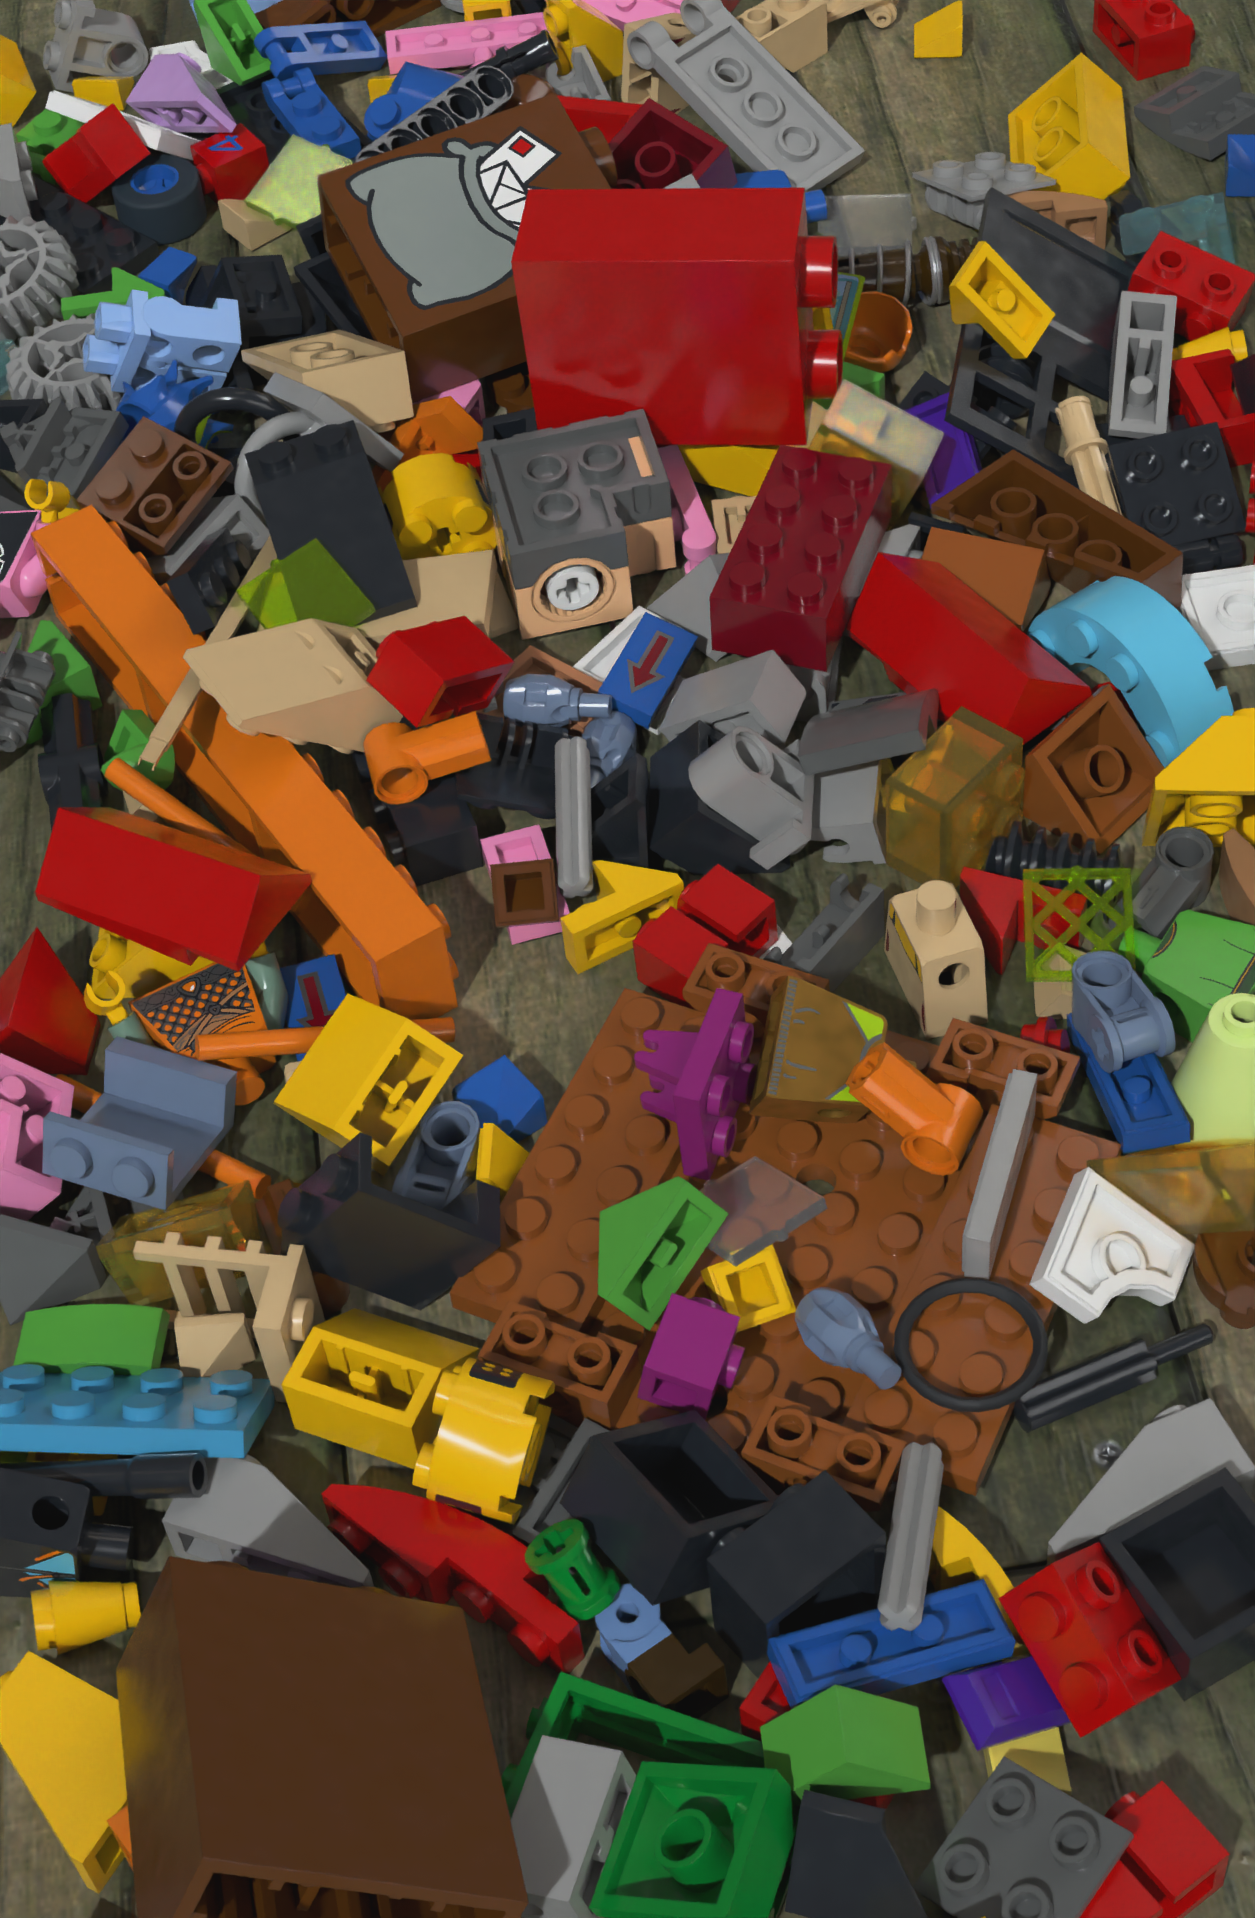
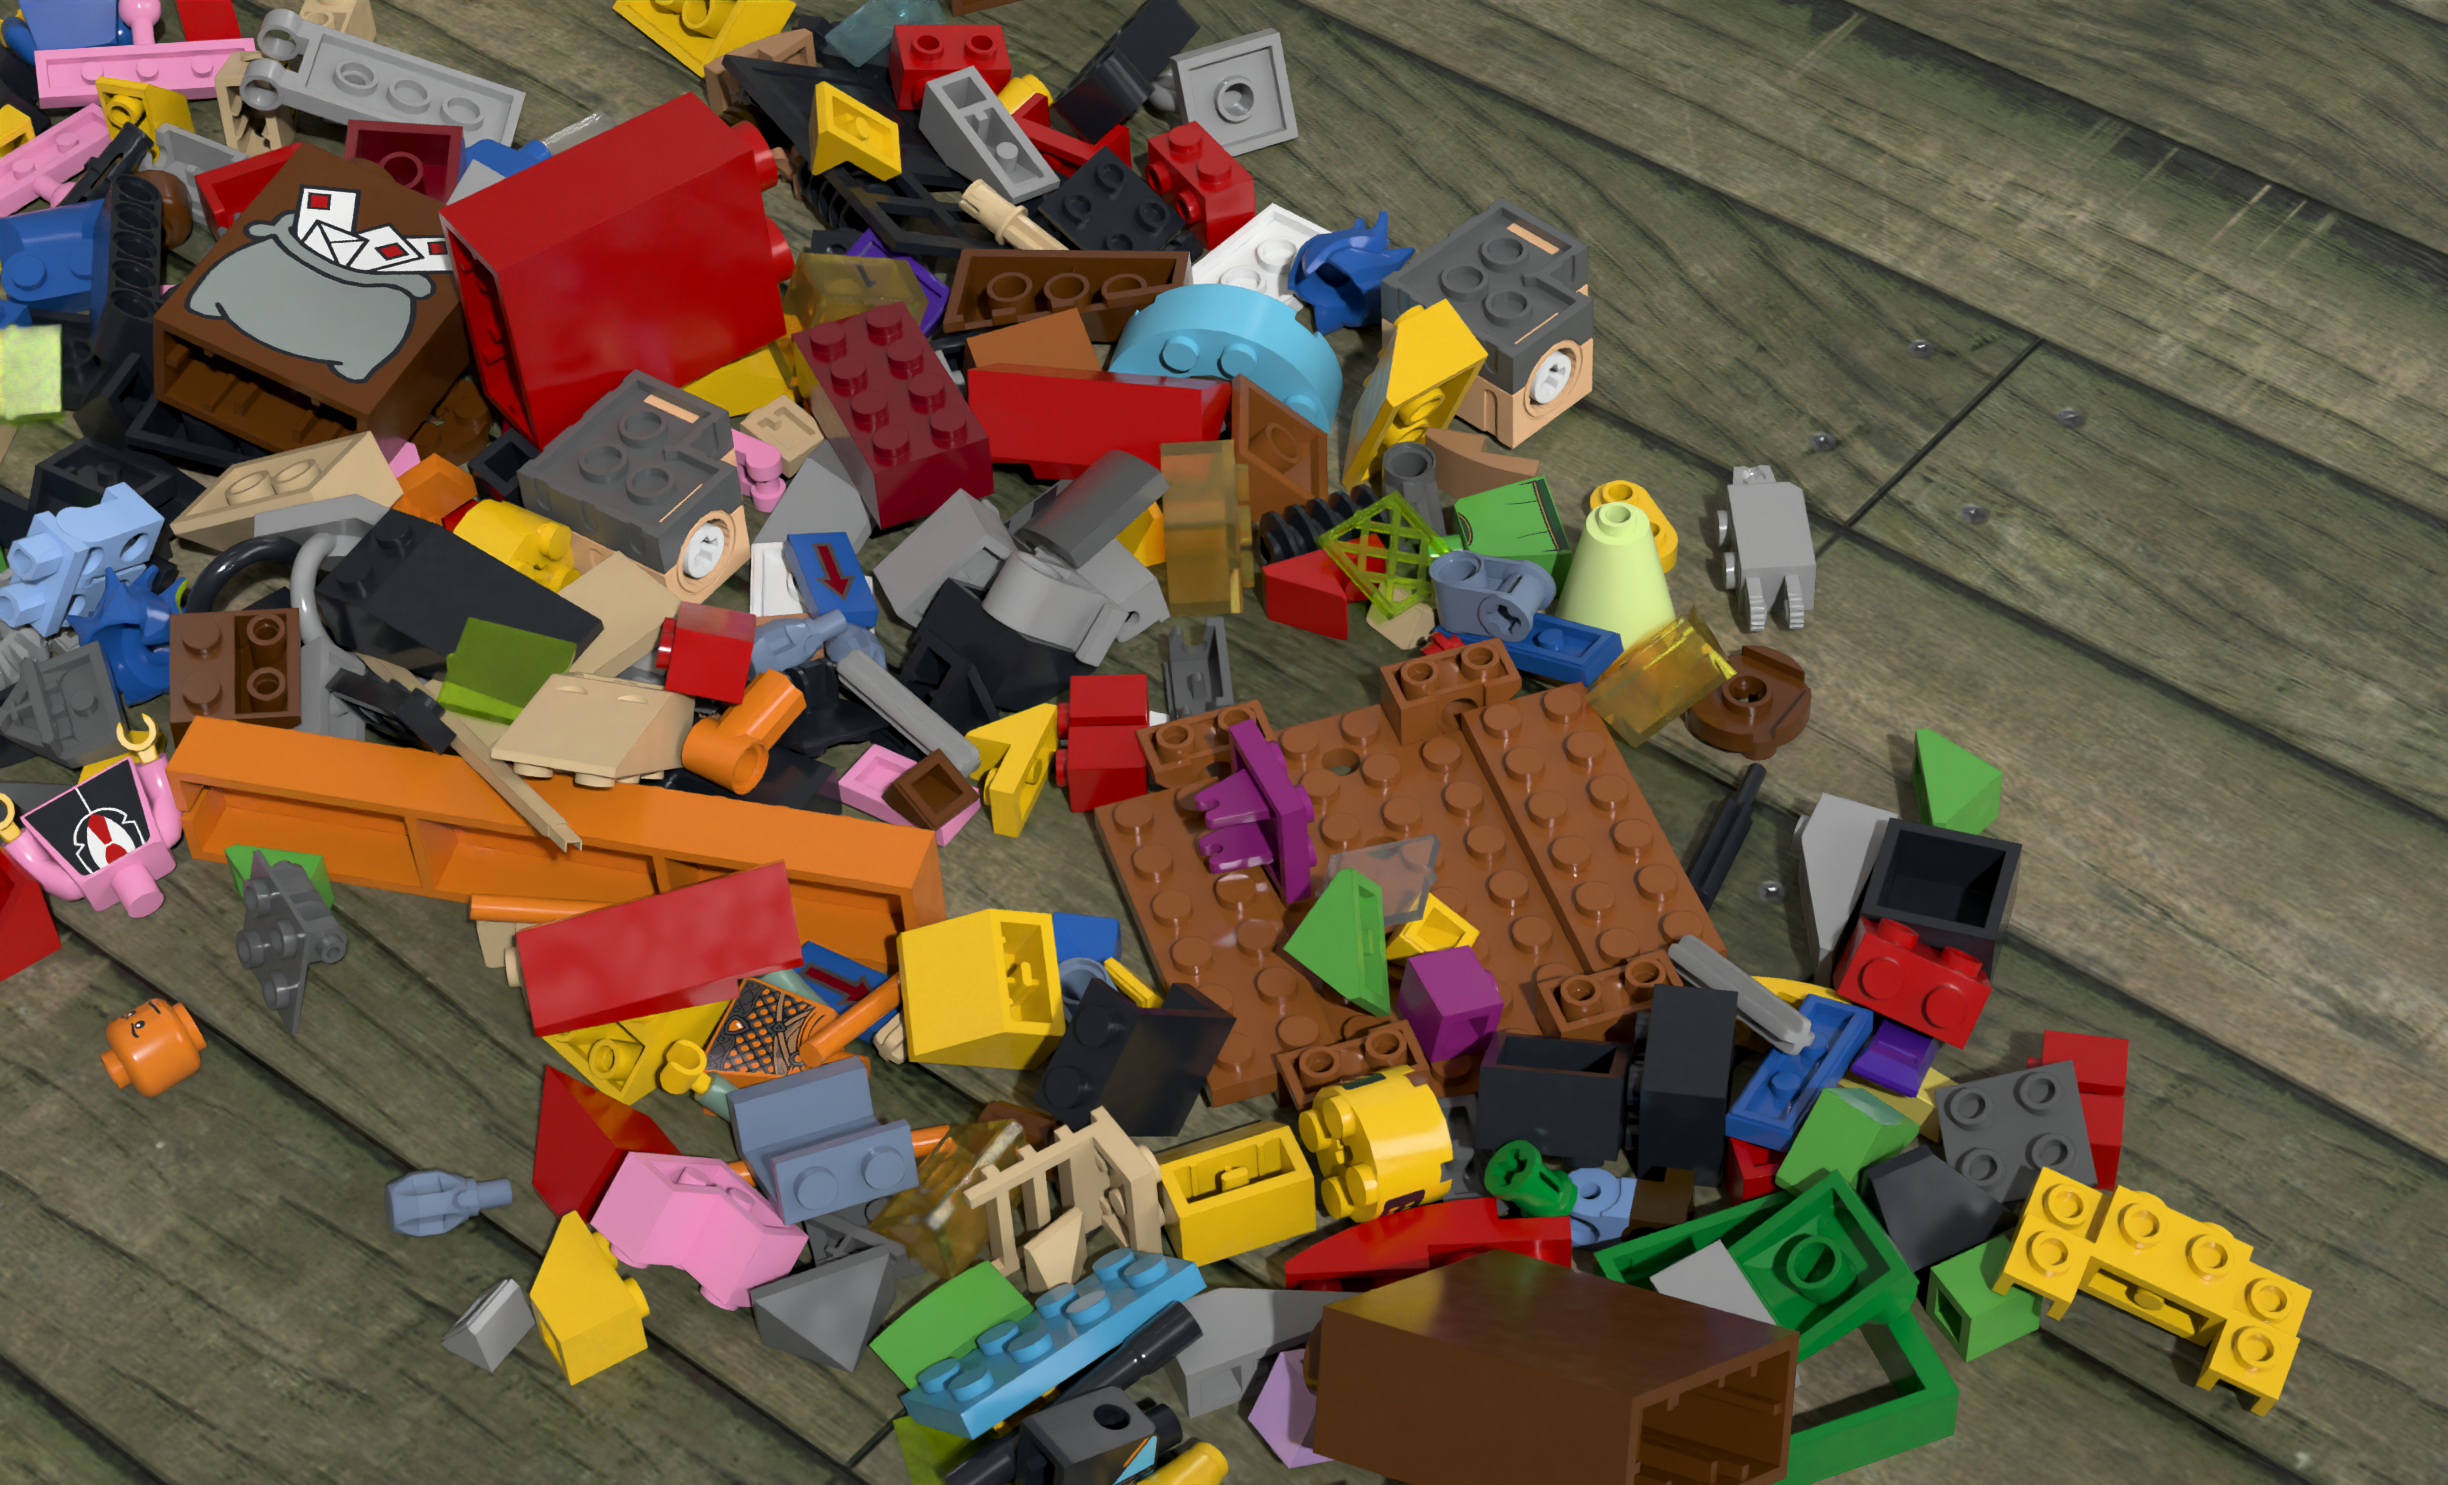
camera: 45 degrees left, 5 degrees down
(71, 755) = (406, 959): black piece -> none
(128, 743) = (437, 901): bright green plate -> none
(809, 1053) = (1328, 742): pearl gold torso -> none
(844, 1335) = (1542, 916): sand blue piece -> none
(930, 1116) = (1431, 735): orange piece -> none
(933, 936) = (1307, 642): tan torso -> none
(961, 187) = (670, 70): light grey hinge -> none
(971, 1404) = (1626, 910): black tyre -> none
(999, 1175) = (1541, 740): light grey tile -> none
(1108, 1249) = (1648, 752): white tile -> none

